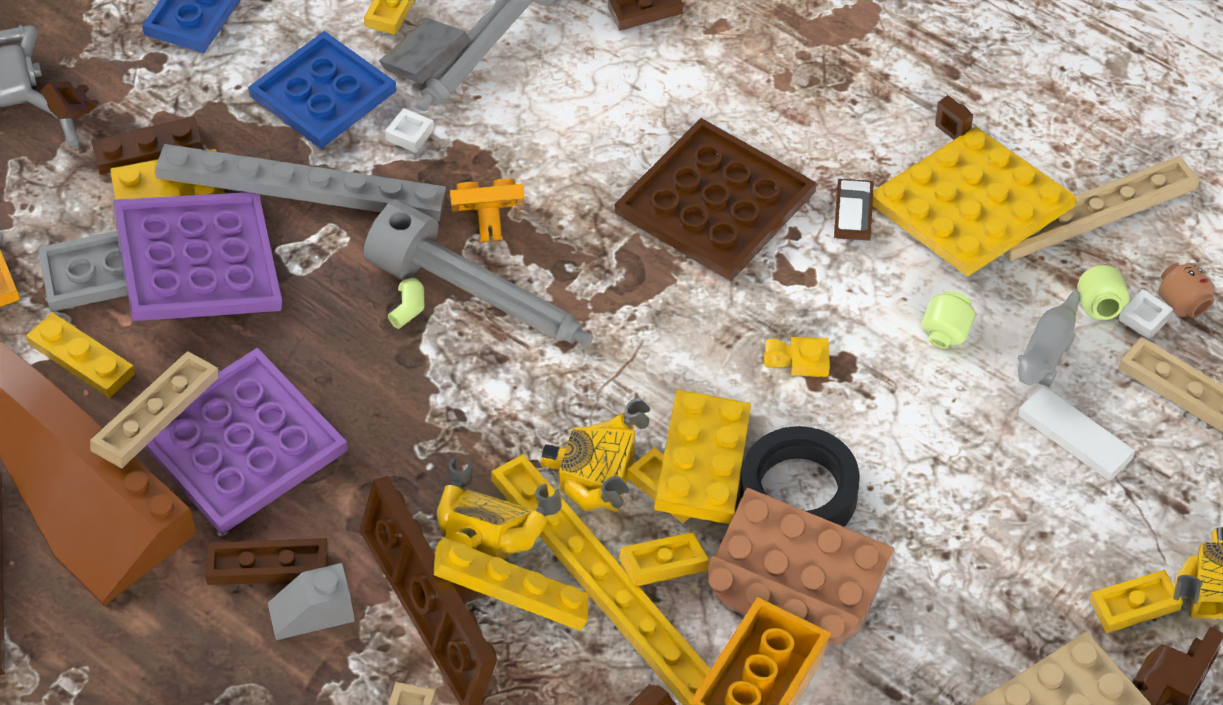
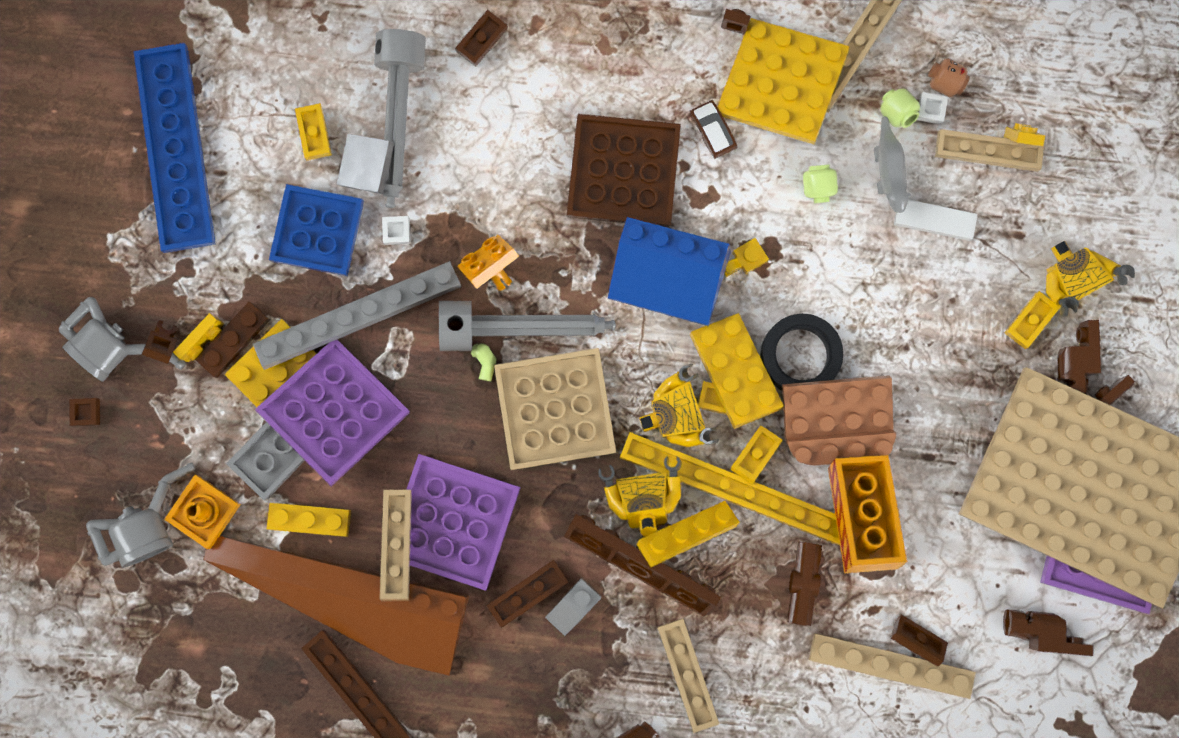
camera: 30 degrees left, 30 degrees up
(111, 119) = (196, 340): none -> yellow plate
(452, 389) = (554, 409): none -> tan plate
(696, 311) = (668, 271): none -> blue slope

